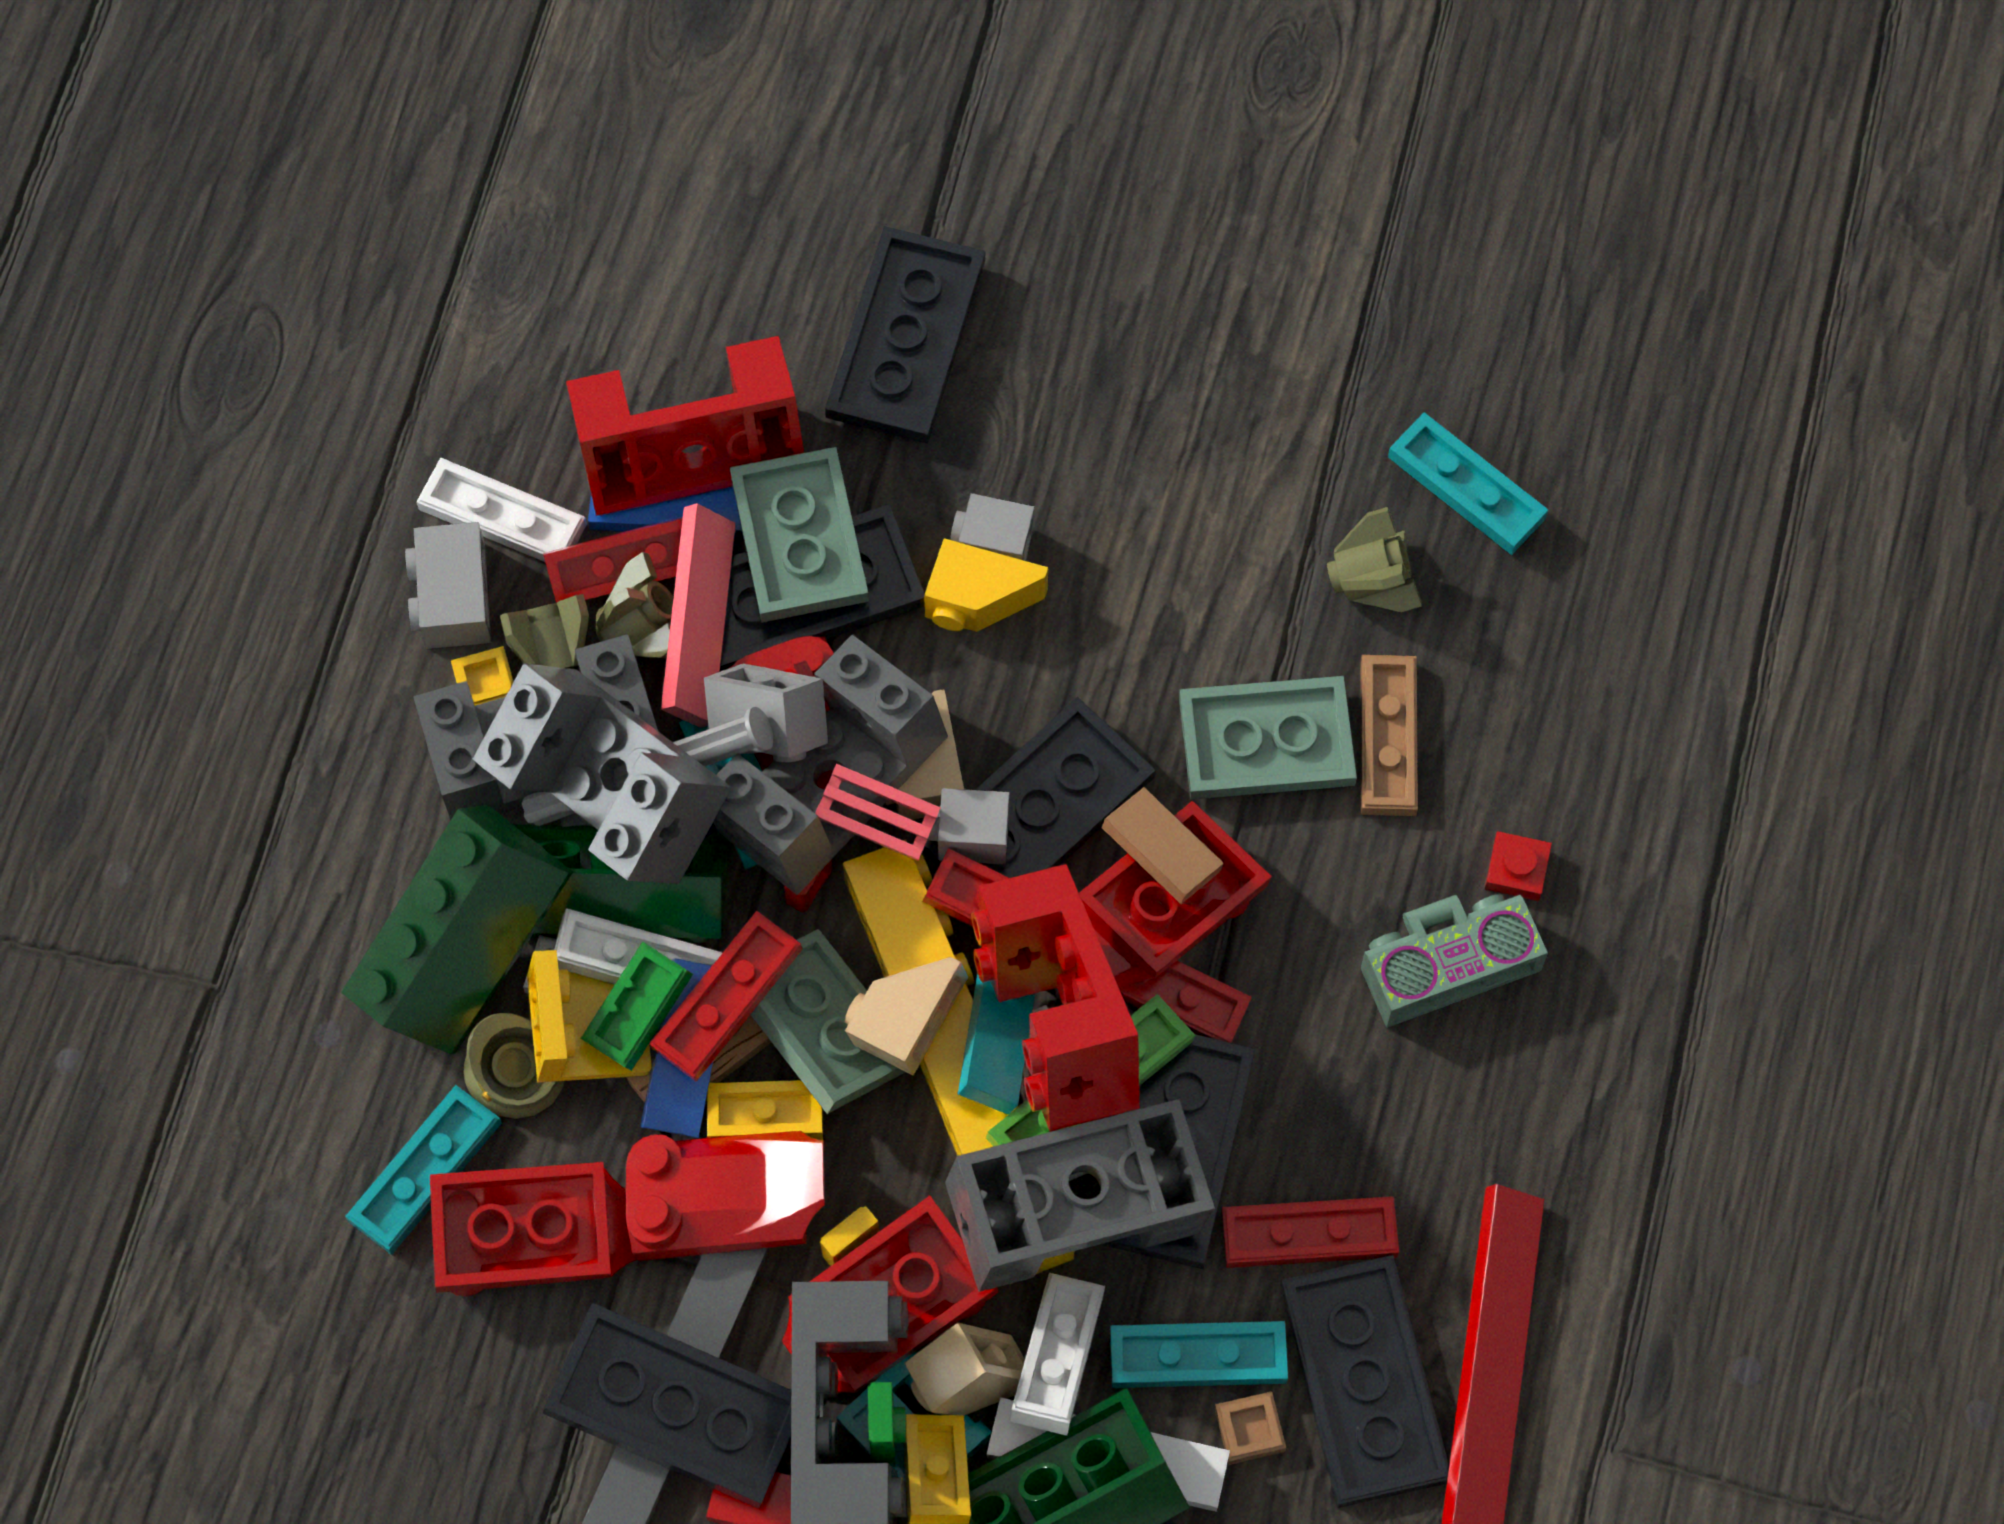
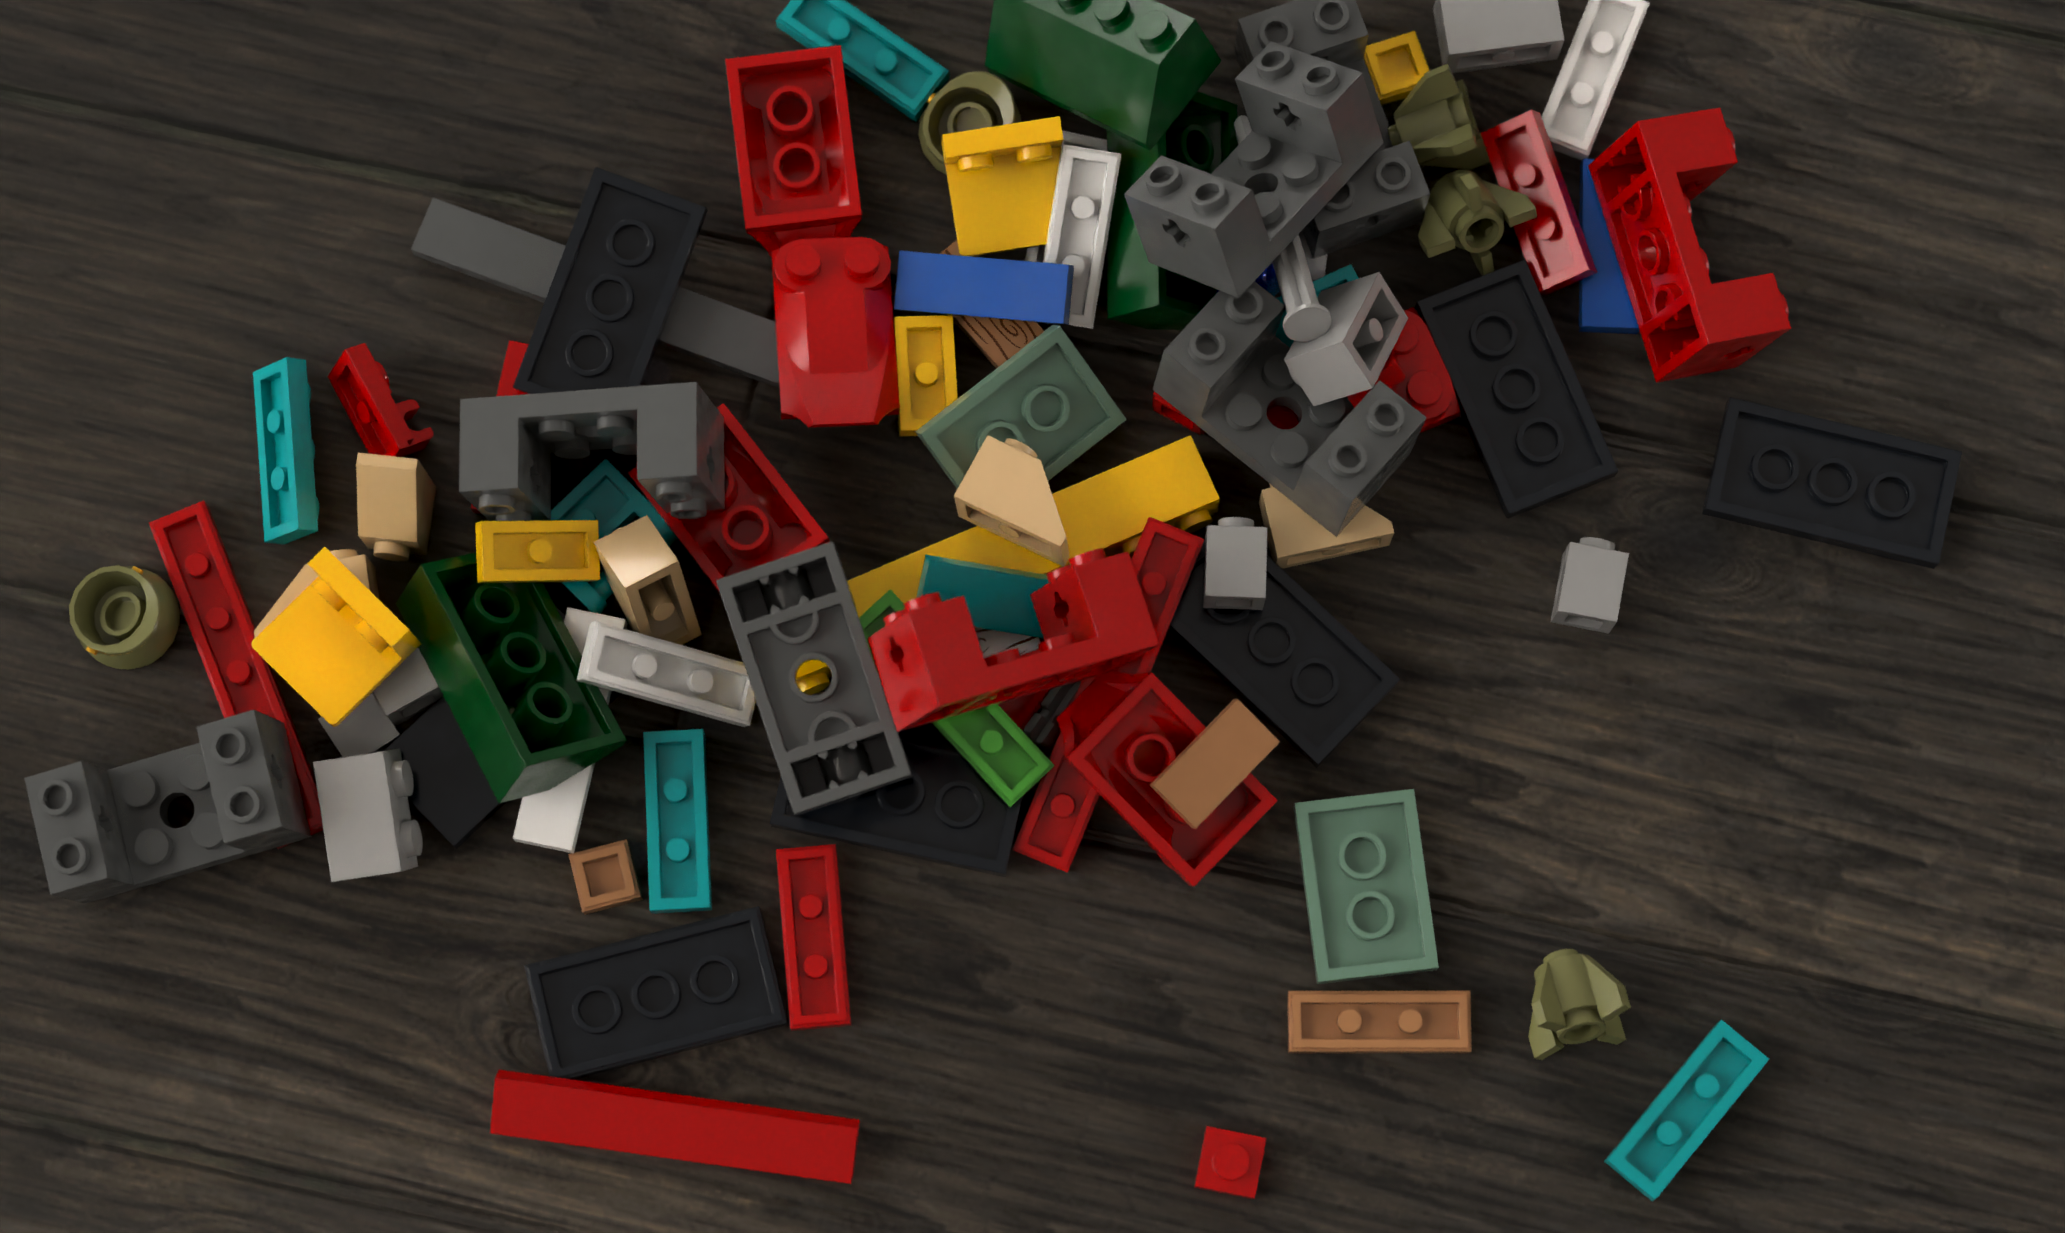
camera: 90 degrees right, 10 degrees up
(636, 1006) = (1016, 230): green plate -> none
(697, 612) = (1472, 270): coral tile -> none
(726, 996) = (1030, 318): red tile -> none
(799, 534) = (1568, 372): sand green plate -> none
(833, 793) = (1211, 451): coral tile -> none
(849, 1235) = (792, 464): yellow tile -> none
(885, 1423) = (576, 492): green plate -> none
(980, 587) = (1524, 569): yellow slope -> none
(1454, 963) = (1100, 1065): sand green piece -> none

